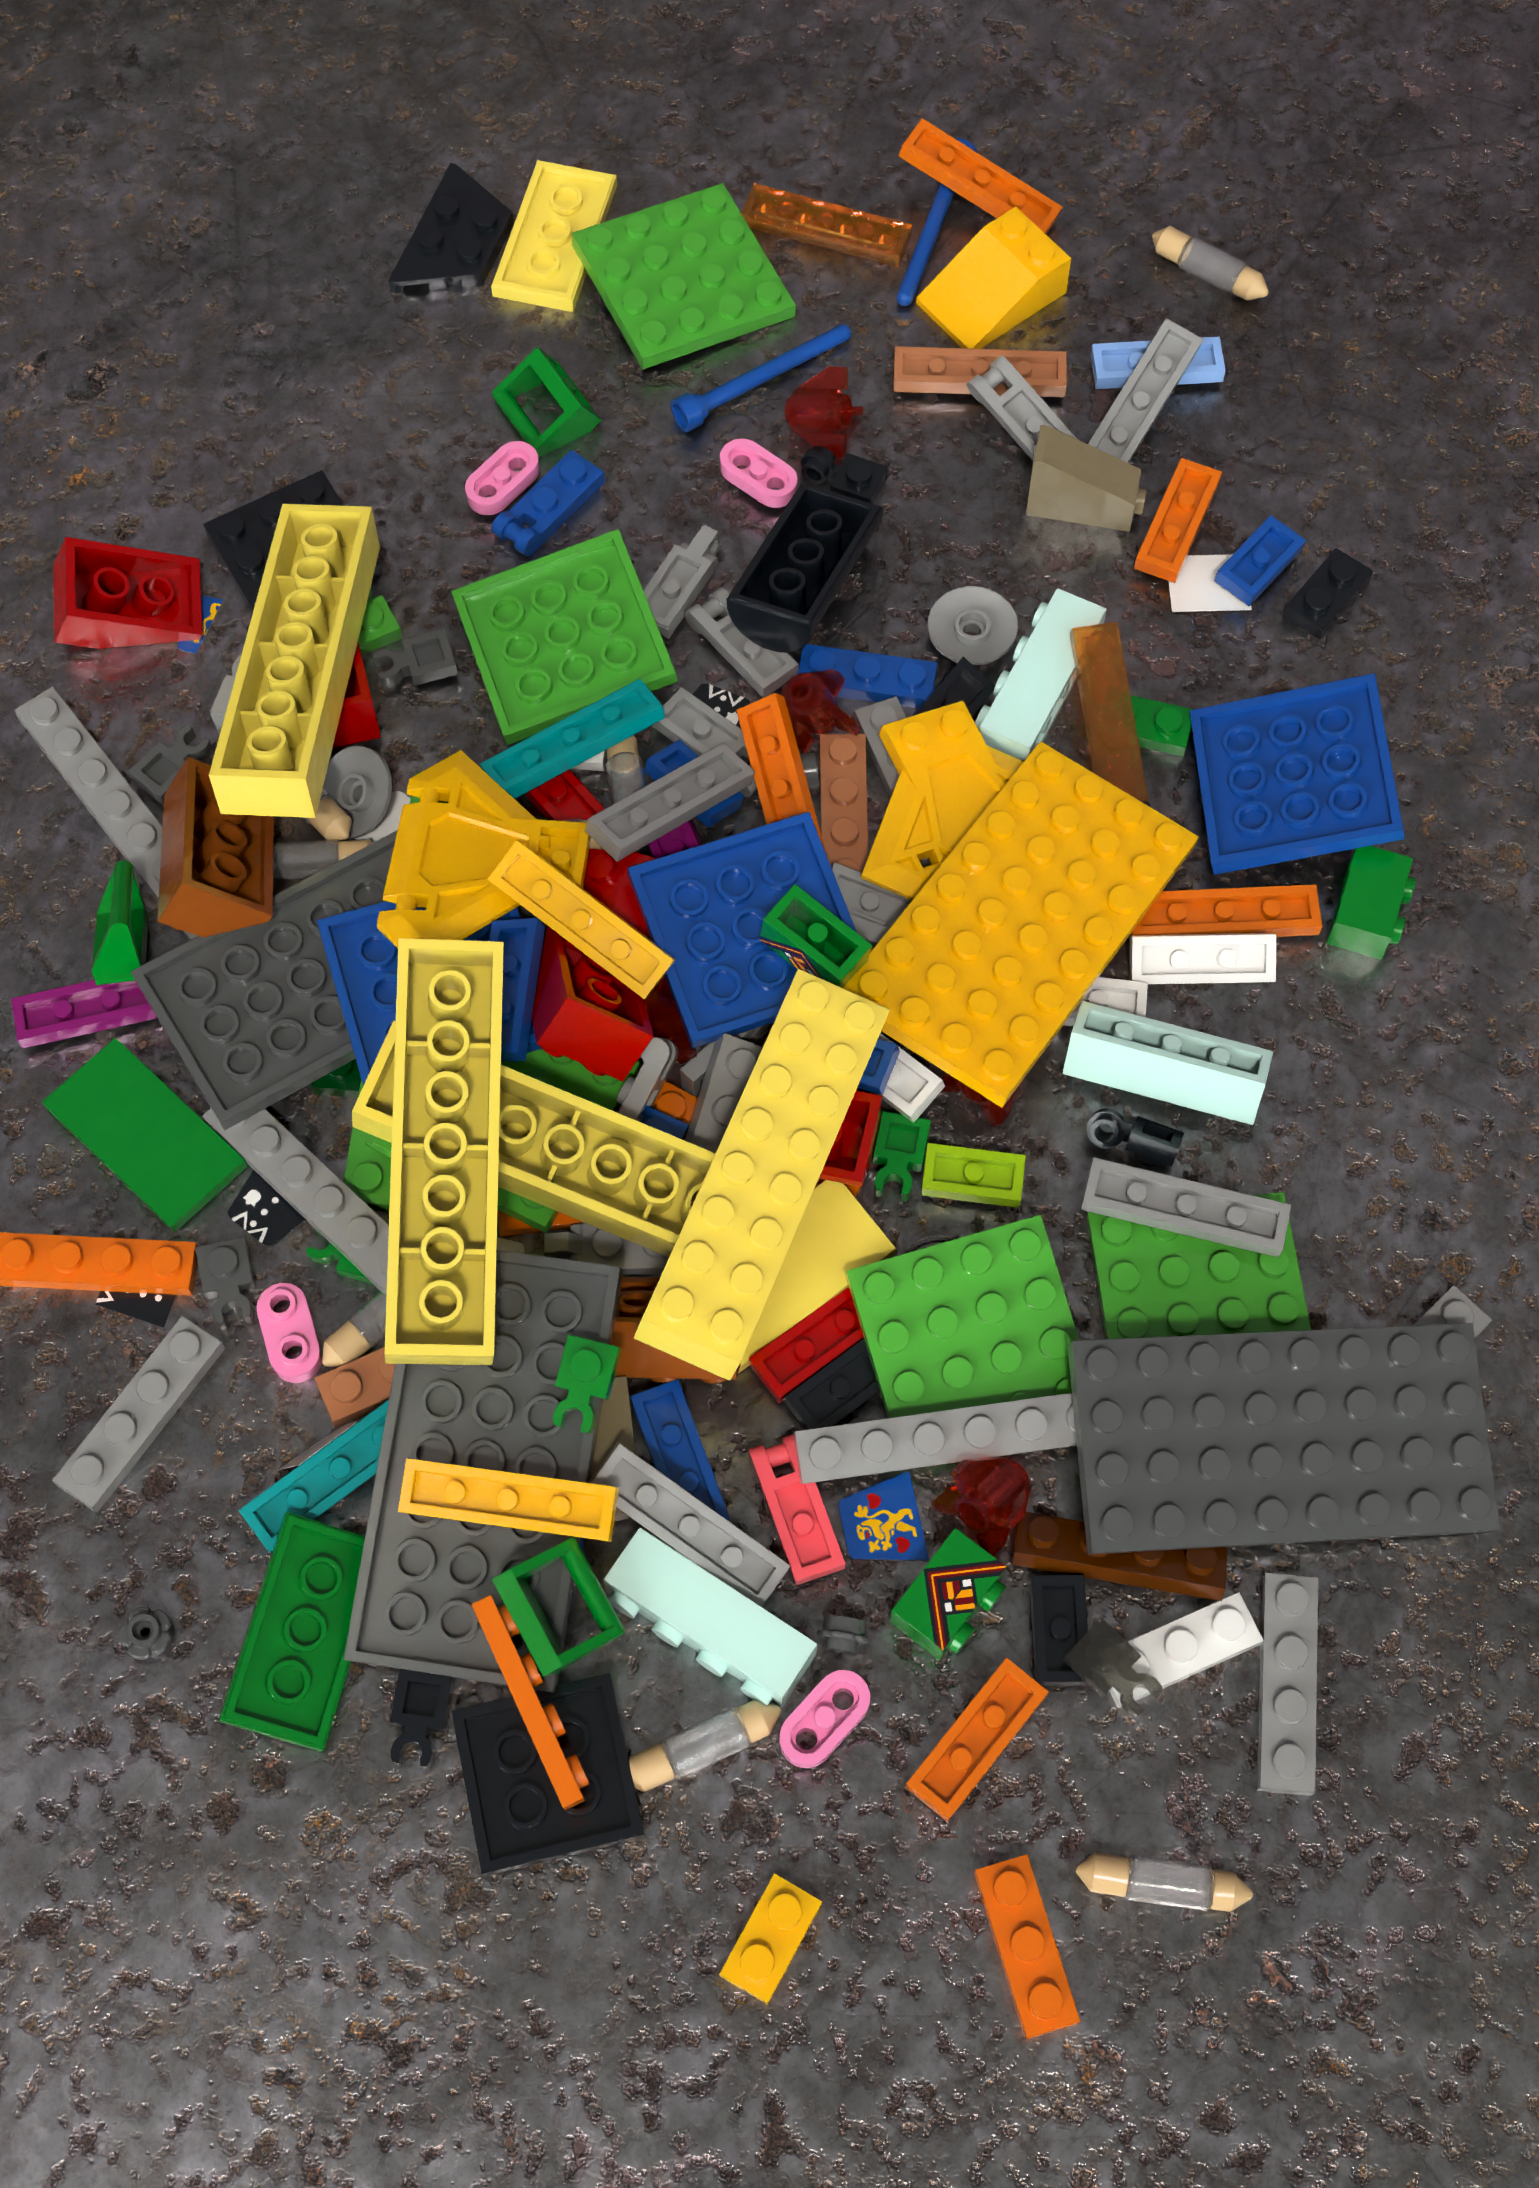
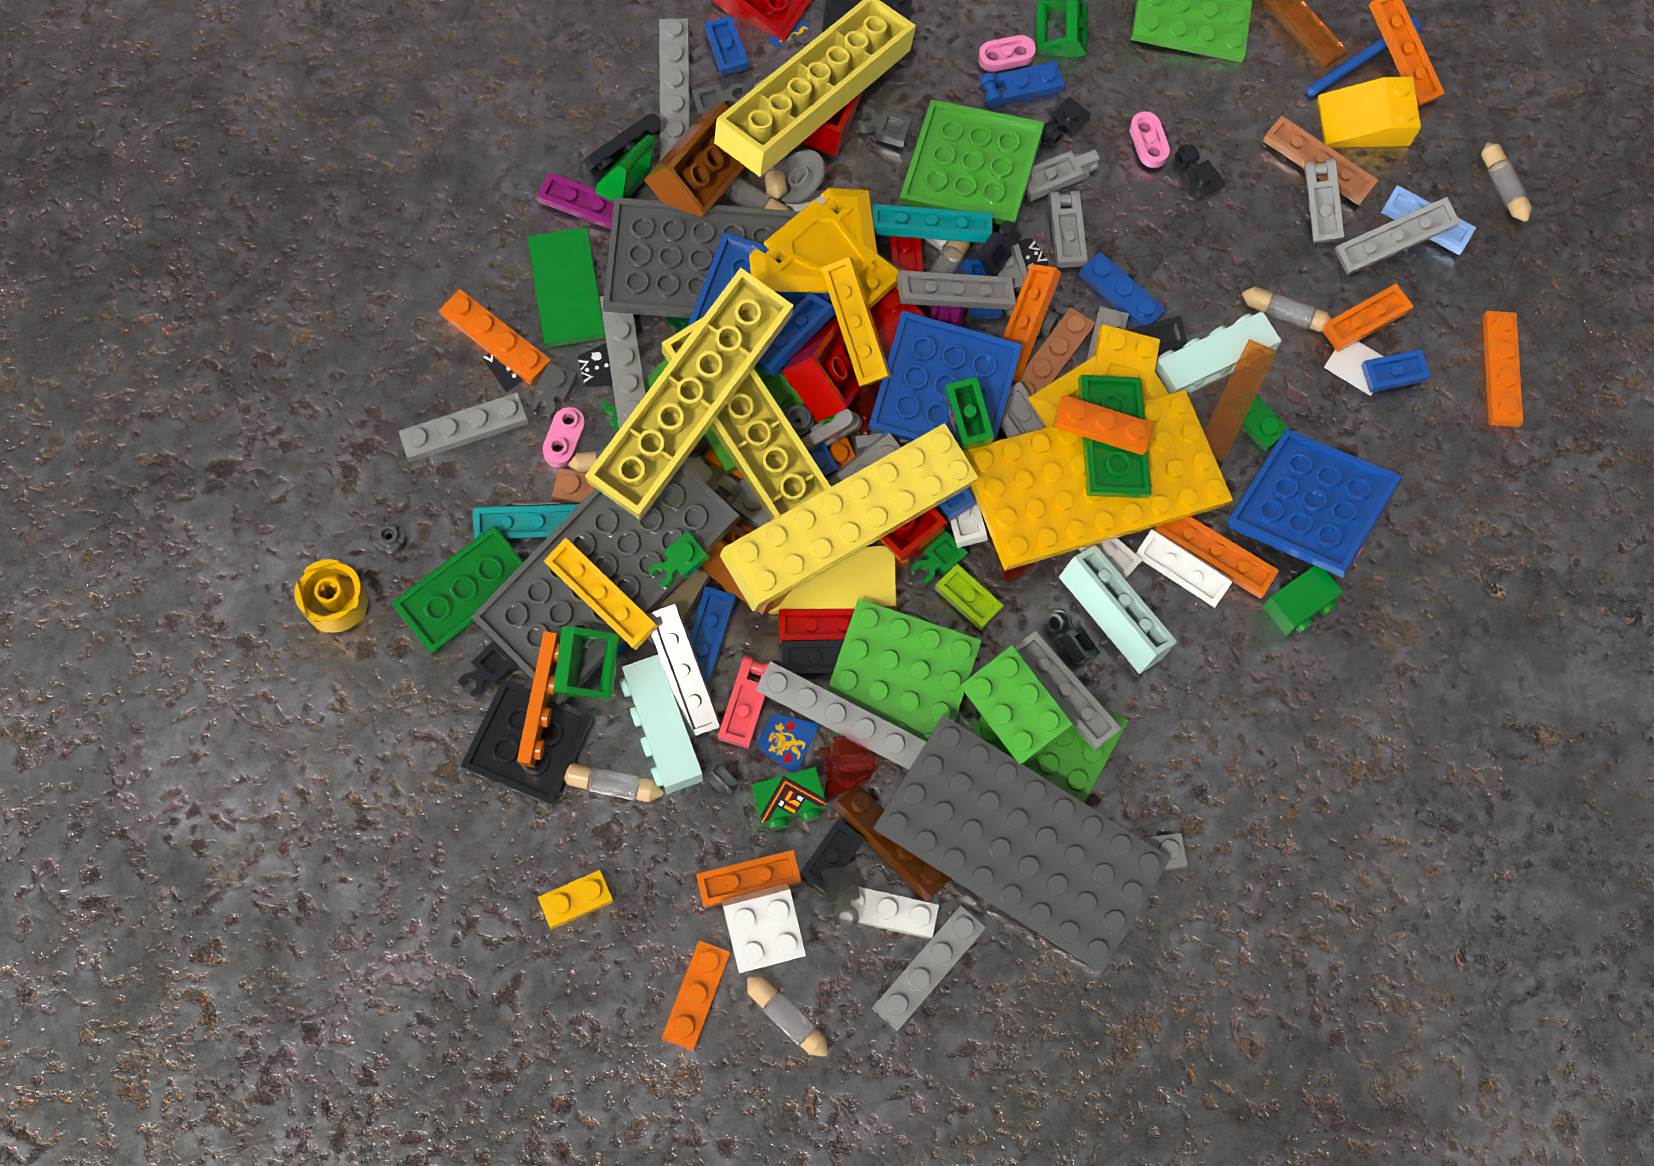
camera: 30 degrees right, 5 degrees up
(84, 894) = (623, 141): none -> black plate
(104, 1792) = (315, 600): none -> yellow brick
(131, 689) = (726, 45): none -> blue plate
(378, 625) = (879, 92): bright green plate -> none
(597, 1084) = (802, 413): none -> dark grey plate
(636, 513) = (1066, 119): none -> black plate
(680, 722) = (996, 249): none -> black plate
(691, 410) = (1142, 80): blue piece -> none
(801, 567) = (1128, 207): black brick -> none
(814, 706) = (1076, 289): clear red brick -> none
(821, 411) = (1211, 126): clear red brick -> none
(823, 1719) = (681, 812): bright pink plate -> none
(972, 611) = (1204, 291): light grey dish -> none
(986, 844) = (1102, 424): none -> orange plate
(1007, 851) = (1109, 468): none -> green tile
(1050, 1788) = (763, 928): none -> white brick
(1077, 569) = (1286, 308): none -> piece
(1082, 483) = (1325, 261): dark tan slope -> none
(1151, 1264) = (1018, 705): none -> bright green brick
(1327, 593) = (1421, 415): black plate -> none
(1375, 481) = (1502, 369): none -> orange plate

